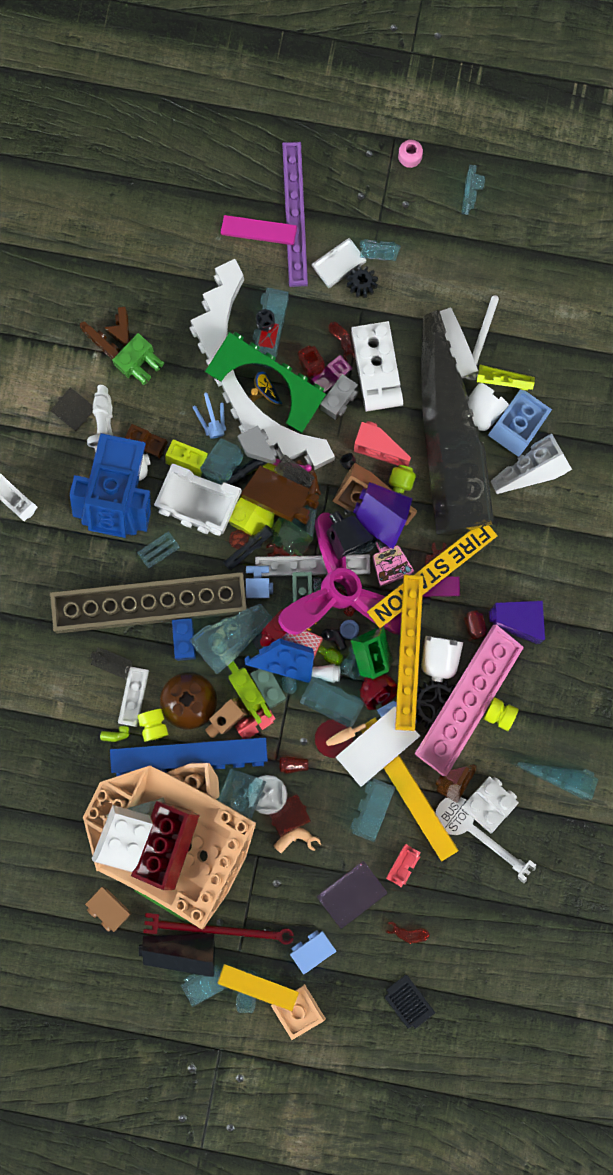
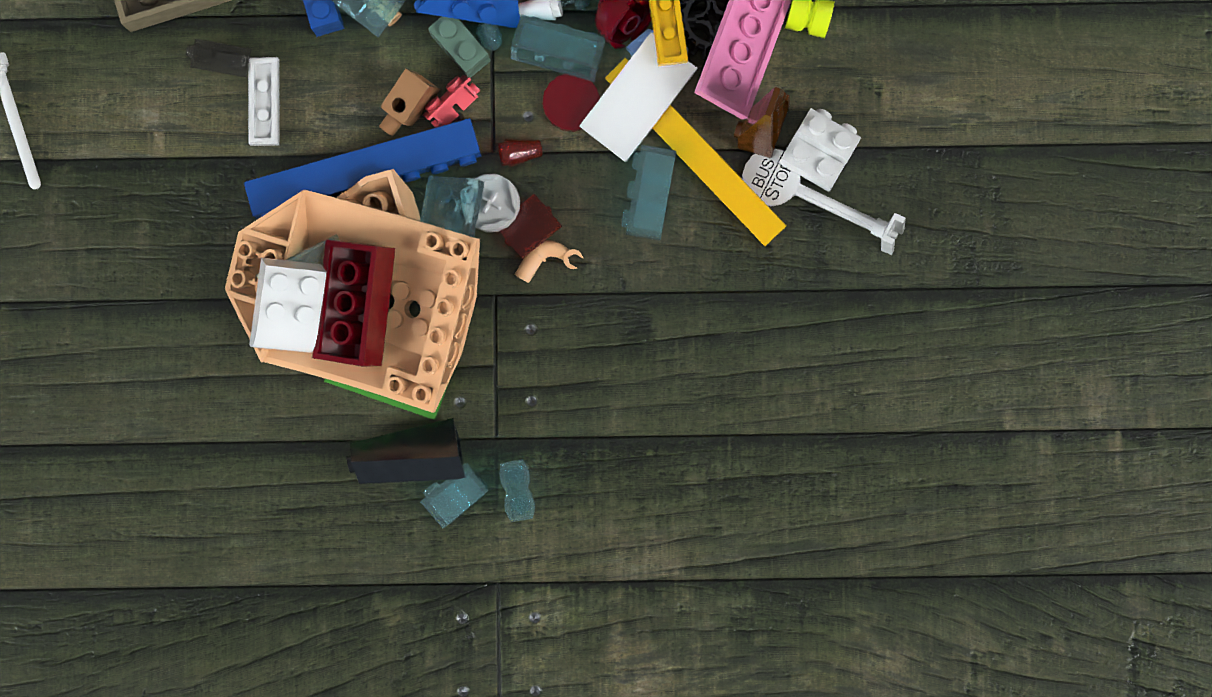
camera: 10 degrees left, 5 degrees up
(108, 909) = (291, 415): medium nougat brick -> none
(115, 736) = (250, 163): lime arm -> none
(152, 725) = (299, 132): neon yellow wheel -> none
(188, 712) = (349, 106): reddish brown piece -> none
(214, 929) = (366, 421): dark red hinge -> none
(248, 691) = (430, 57): lime hinge -> none
(258, 987) = (532, 480): yellow tile -> none
(304, 1015) = (599, 505): light nougat hinge -> none
(312, 952) = (603, 414): light blue brick -> none
(344, 735) = (585, 91): light nougat hand -> none
(352, 894) = (644, 322): clear purple piece -> none
(399, 872) = (707, 273): coral hinge -> none
(408, 1002) = (757, 459): black window -> none
(409, 936) = (740, 365): clear red arm -> none
(573, 781) = (932, 91): clear light blue wedge -> none

